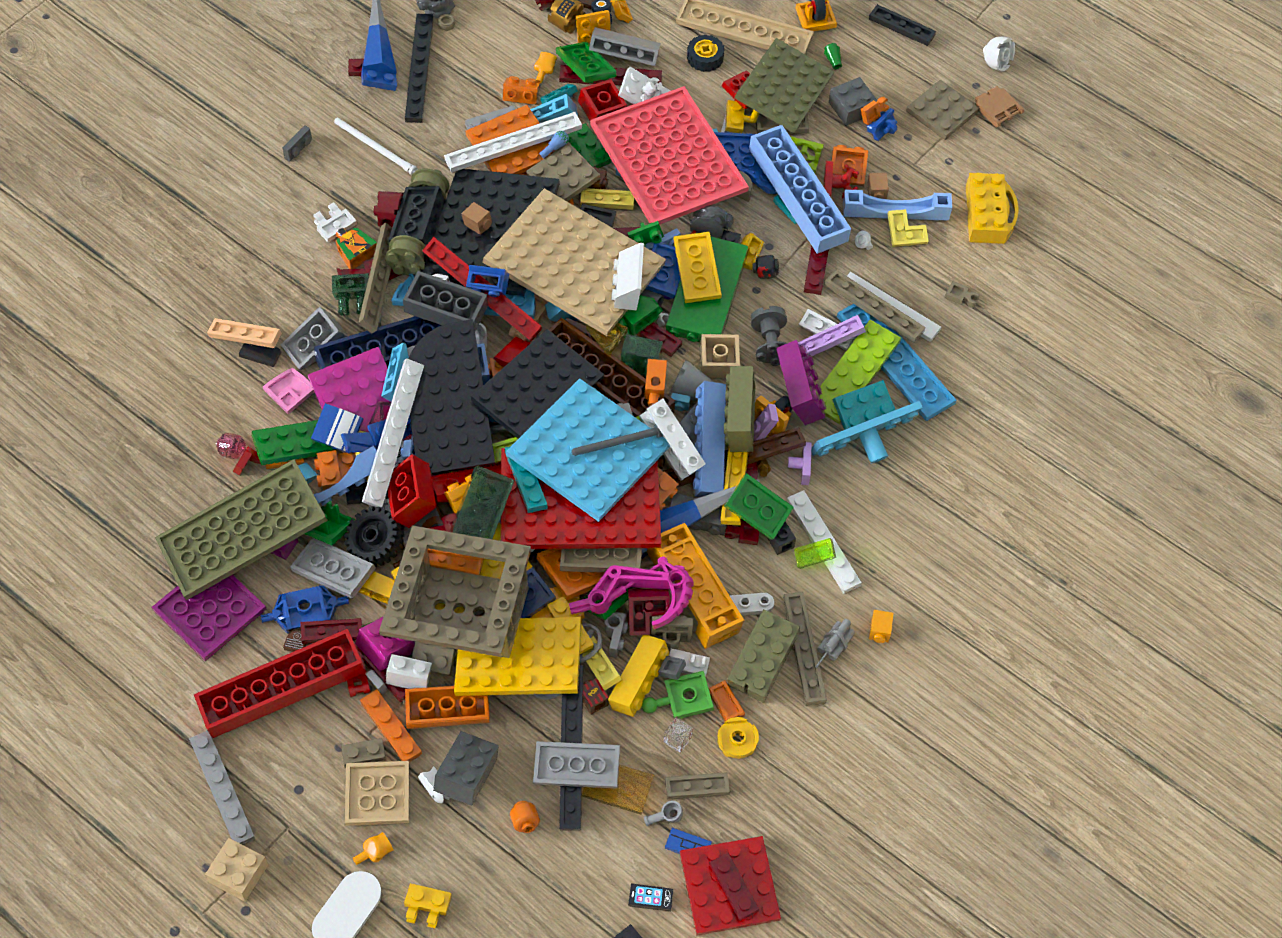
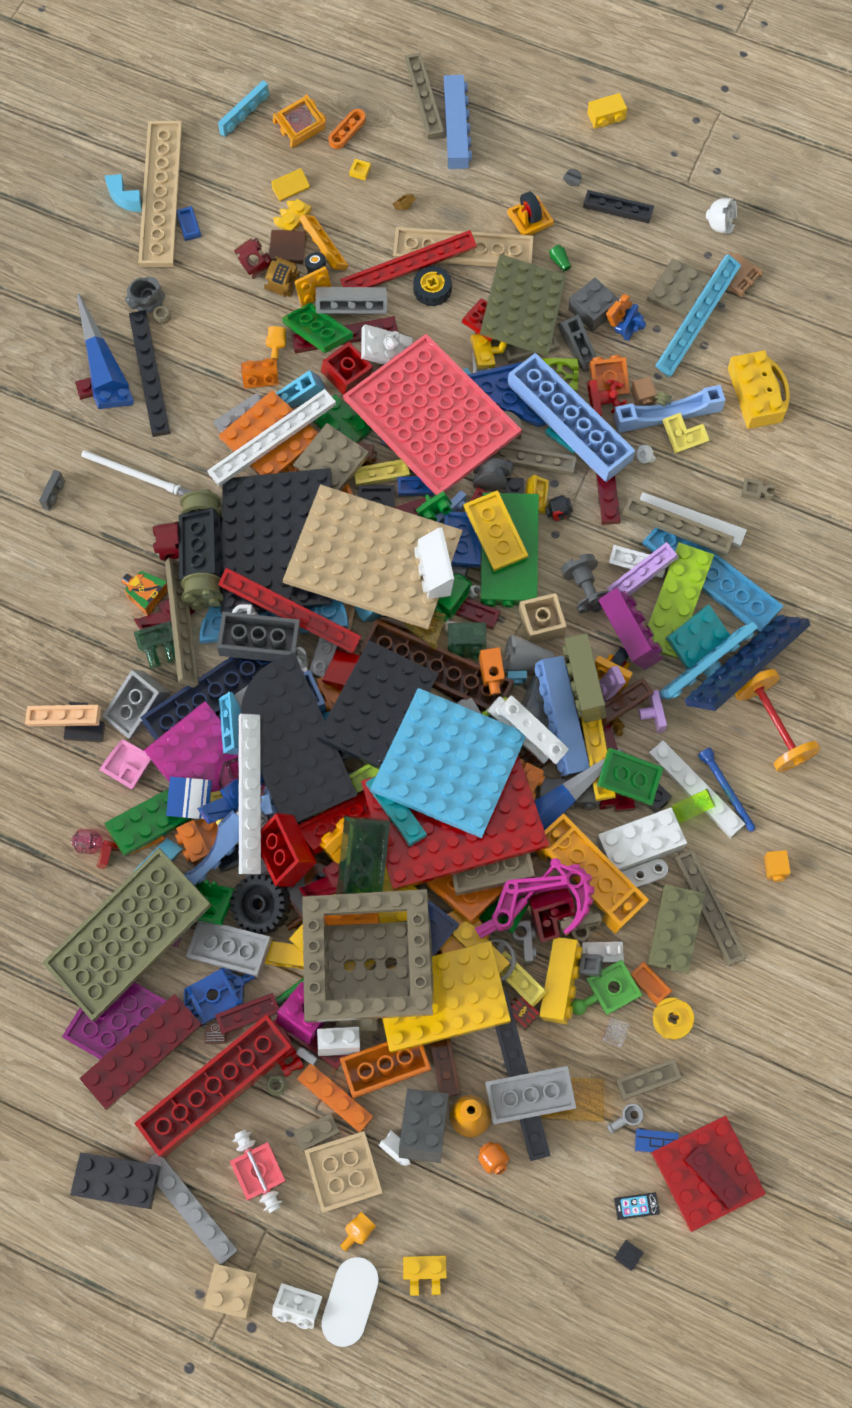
camera: 10 degrees left, 10 degrees up
(160, 744) = (115, 1180): none -> black plate
(220, 637) = (140, 1052): none -> dark red plate
(293, 900) = (296, 1306): none -> white bracket
(296, 771) = (257, 1171): none -> coral plate
(338, 695) = (269, 1085): none -> olive plate
(339, 220) = (121, 565): white plate -> none
(477, 218) = (262, 534): medium nougat brick -> none
(492, 290) = (295, 595): blue window -> none
(502, 338) = (322, 657): none -> light grey plate
(504, 723) = (445, 1067): none -> reddish brown plate
(514, 773) = (470, 1124): none -> light orange cone
(558, 140) = (317, 424): medium blue piece -> none
(568, 89) = (299, 368): teal plate -> none
(617, 441) = (476, 749): dark grey bar -> none
(631, 216) = (412, 487): none -> blue plate
(693, 27) = (412, 261): none -> red plate
(757, 571) = (642, 840): none -> white brick
(758, 220) = (537, 459): none -> dark tan plate
(827, 127) = (577, 340): none -> dark grey slope
(836, 640) = (737, 891): light grey piece -> none
(842, 515) = (707, 757): none -> blue piece
(893, 194) = (663, 399): none -> olive plate
(902, 436) = (747, 662): none -> dark blue plate
(907, 461) = (795, 755): none -> light orange piece
(949, 132) = (698, 315): none -> medium azure plate

